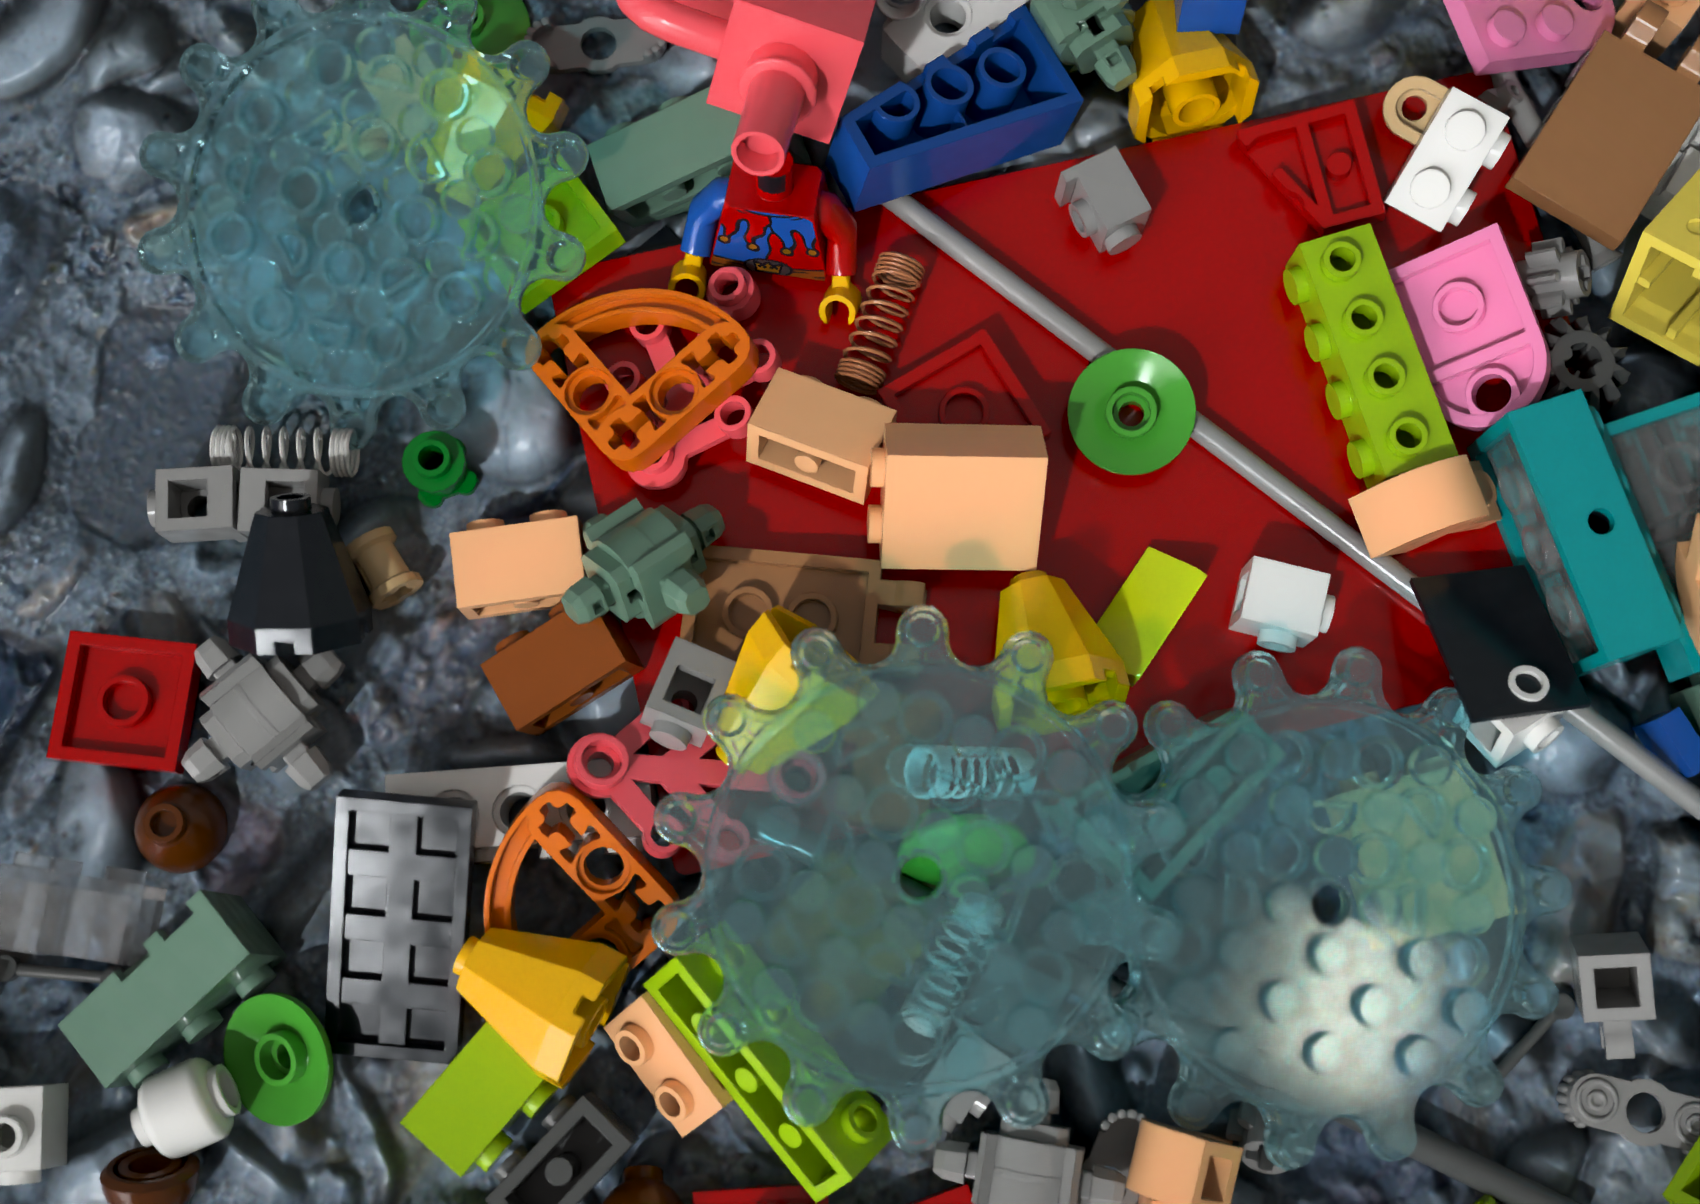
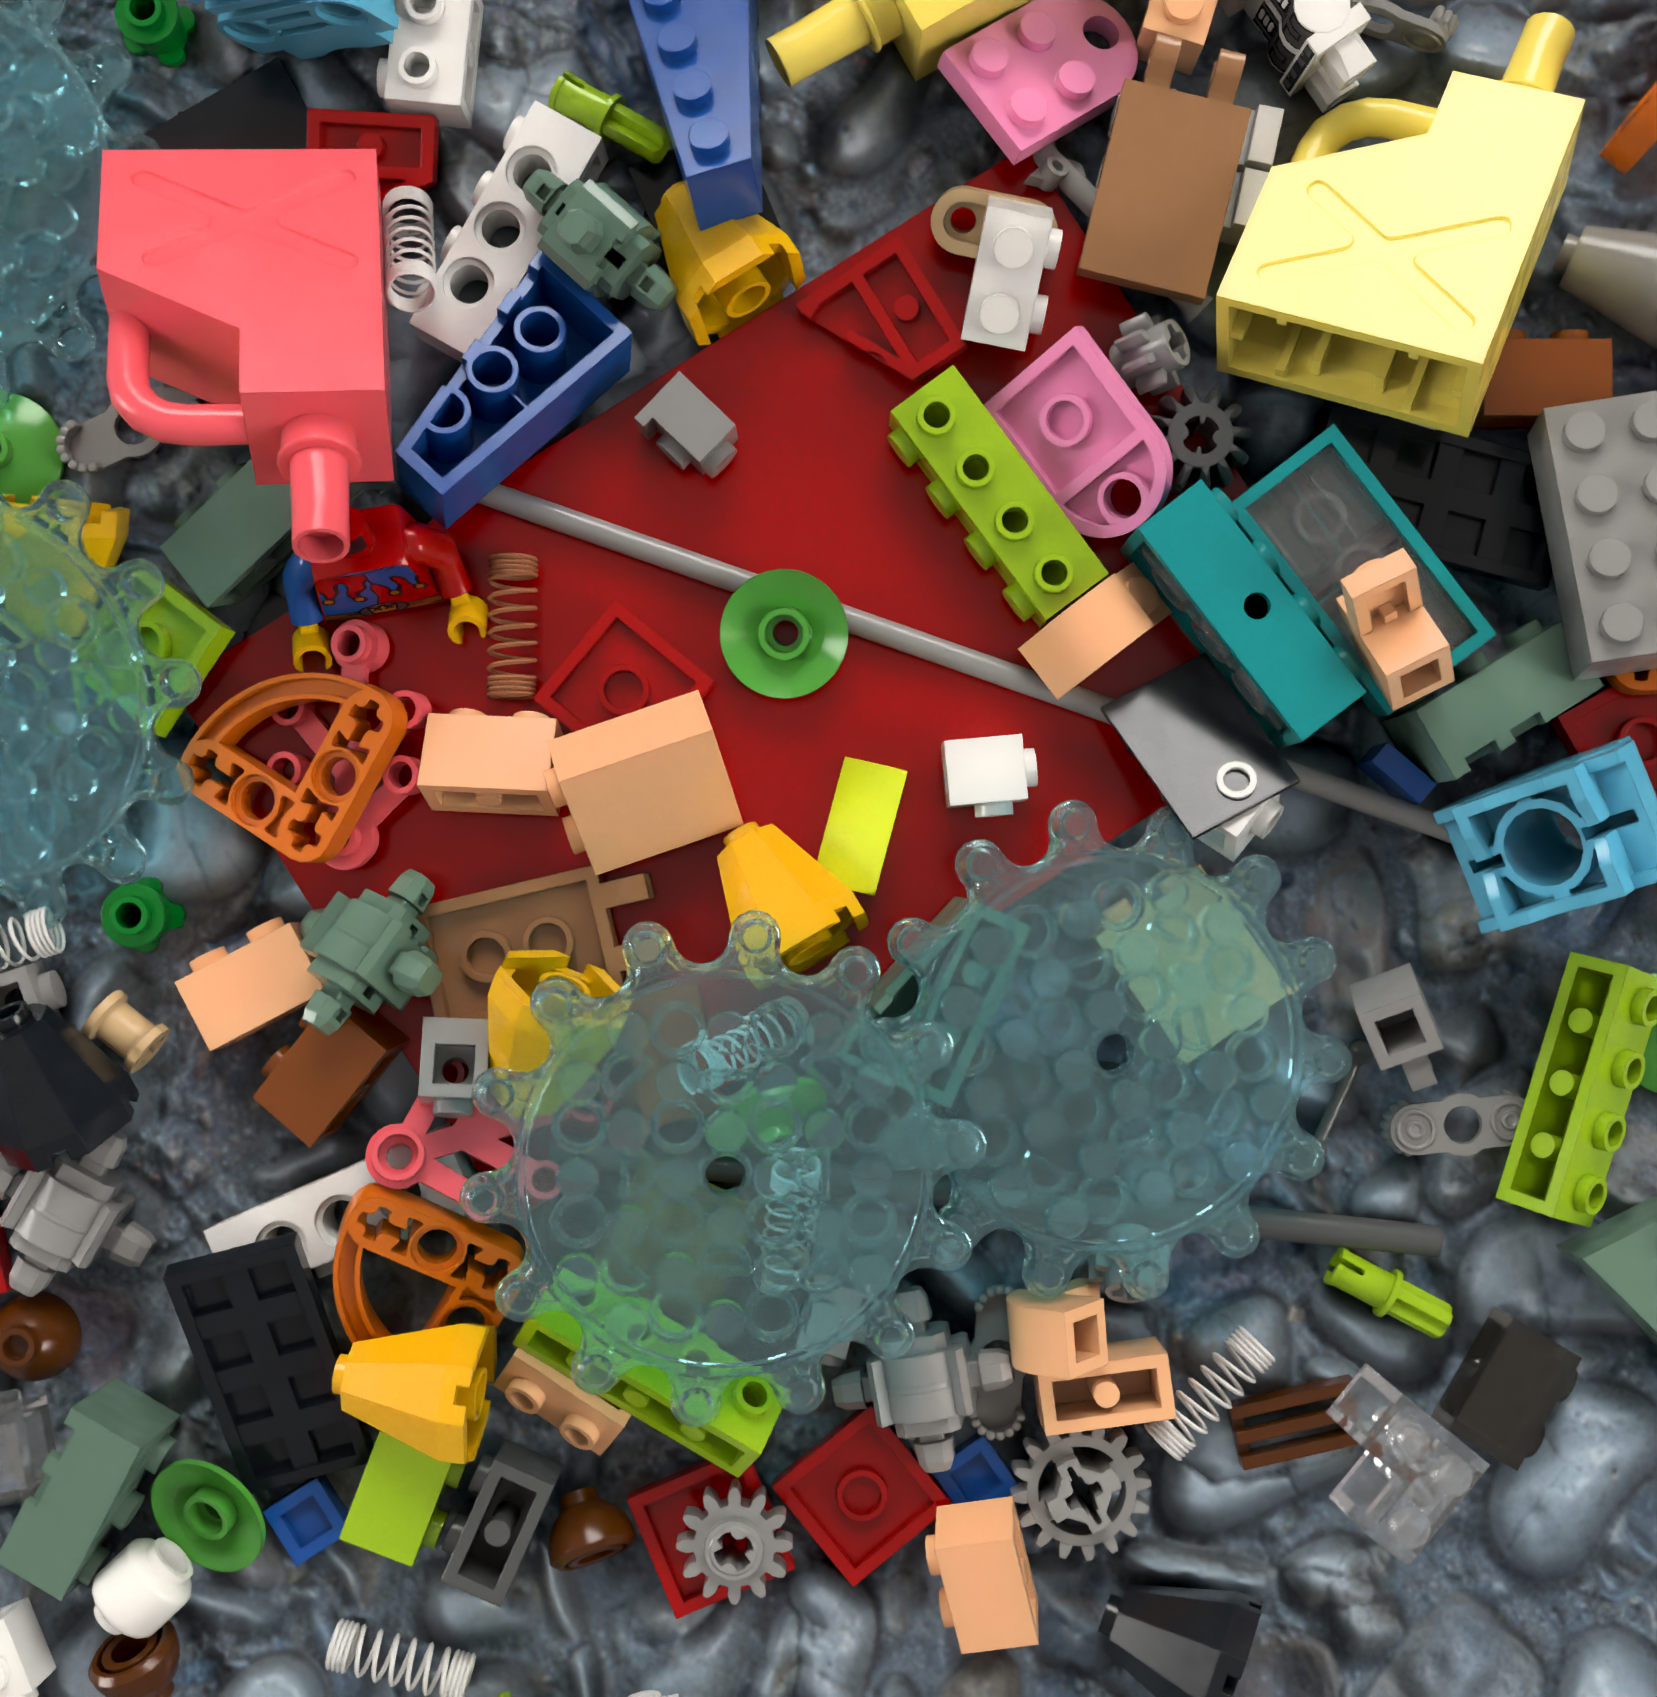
camera: 20 degrees left, 10 degrees up
(371, 1101) = (307, 1518): none -> blue tile

